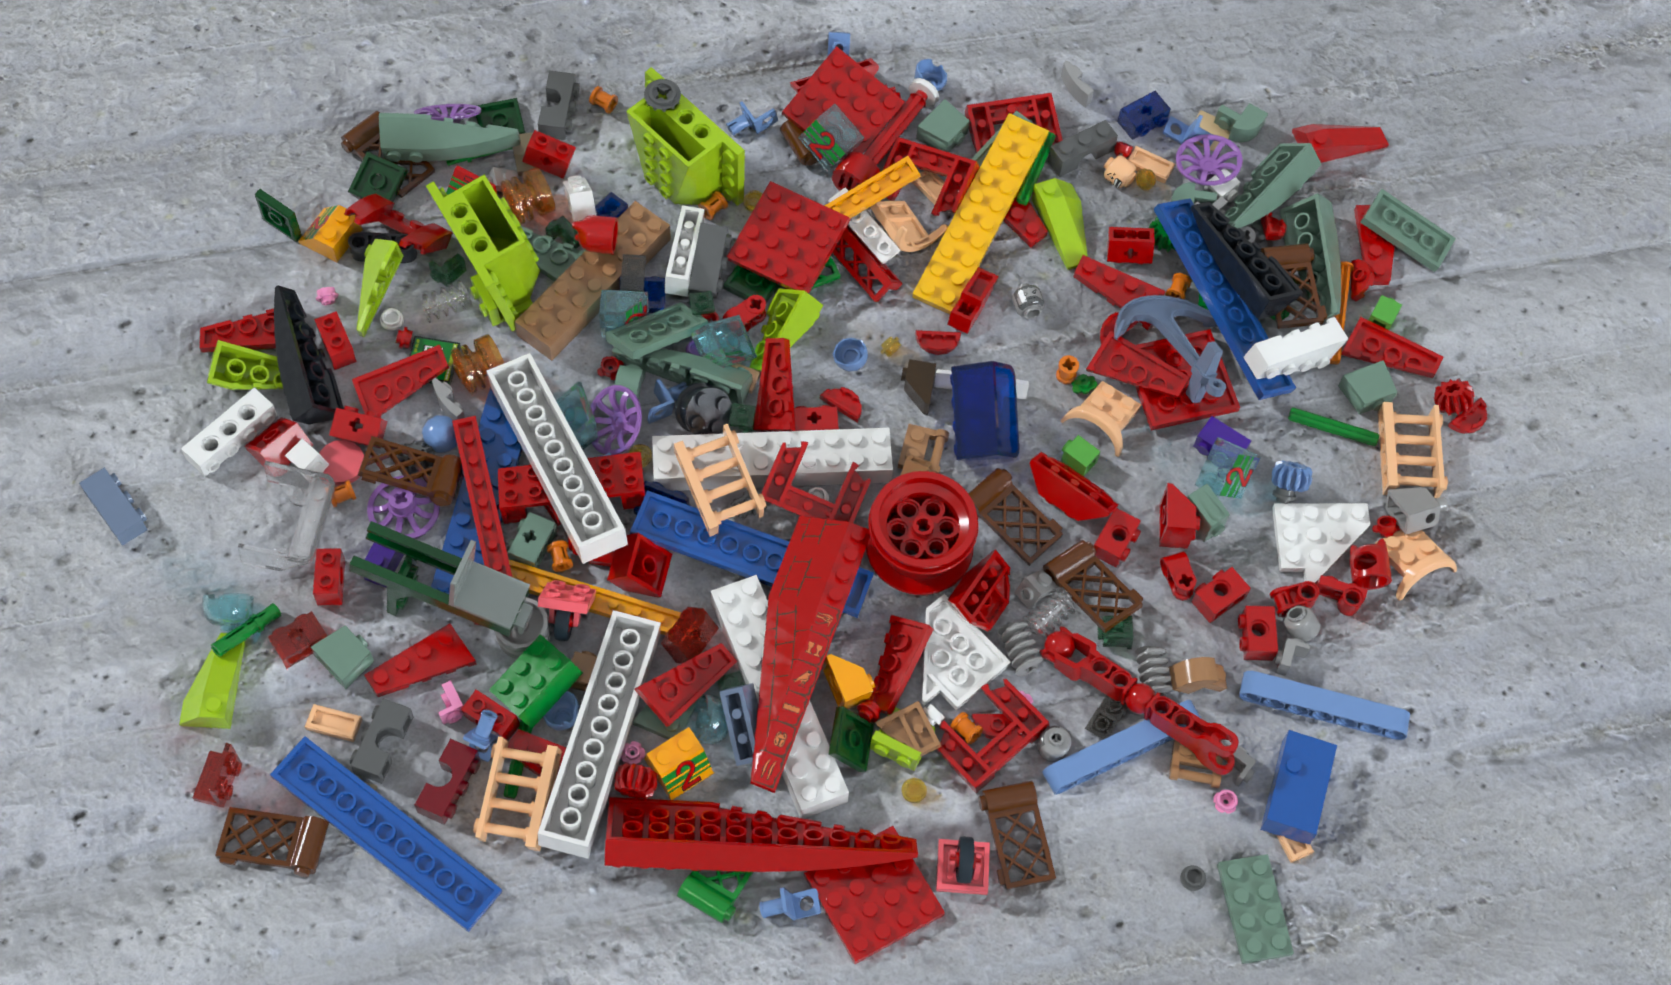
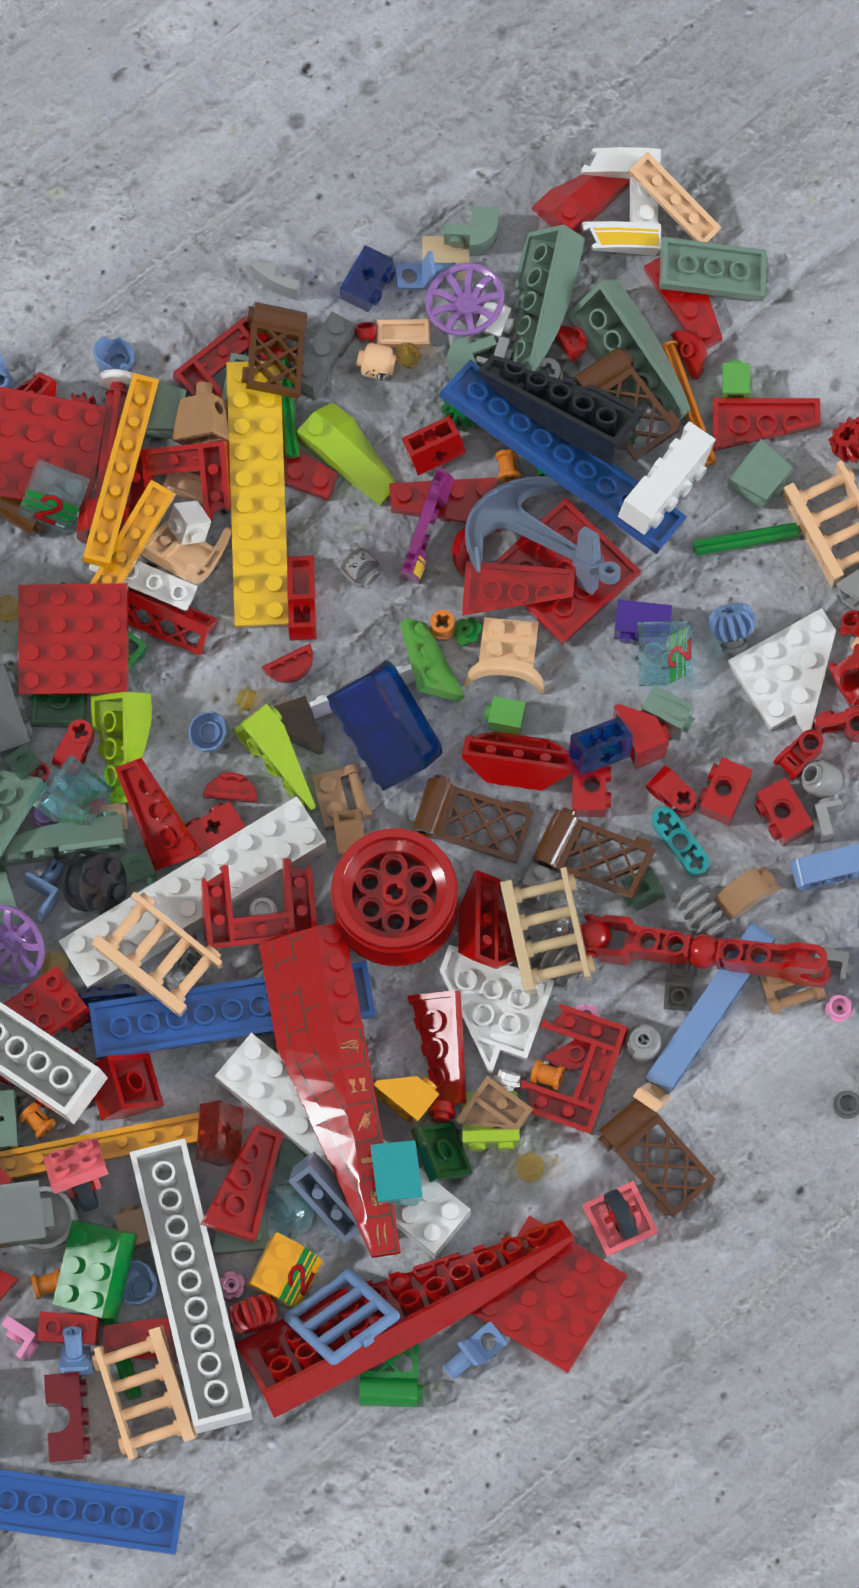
camera: 20 degrees left, 10 degrees up
(491, 674) = (45, 1283): none -> orange bush
(708, 840) = (364, 1339): none -> medium blue bar
(805, 728) = (396, 1173): none -> teal slope
(889, 143) = (120, 471): none -> light orange plate
(889, 378) = (267, 738): none -> lime wedge
(919, 207) = (189, 522): none -> white brick
(970, 140) = (201, 417): none -> medium nougat torso
(1002, 624) = (526, 949): none -> tan fence
(1040, 785) = (652, 1096): none -> light nougat tile
(1042, 389) = (428, 662): none -> bright green wing
(1060, 109) = (278, 325): none -> reddish brown piece
(1072, 312) = (416, 556): none -> magenta wedge
(1141, 506) = (600, 745): none -> clear blue brick
(1160, 623) = (685, 862): none -> teal beam
(1367, 181) = (643, 231): none -> white wedge
(1403, 168) = (674, 199): none -> light nougat plate

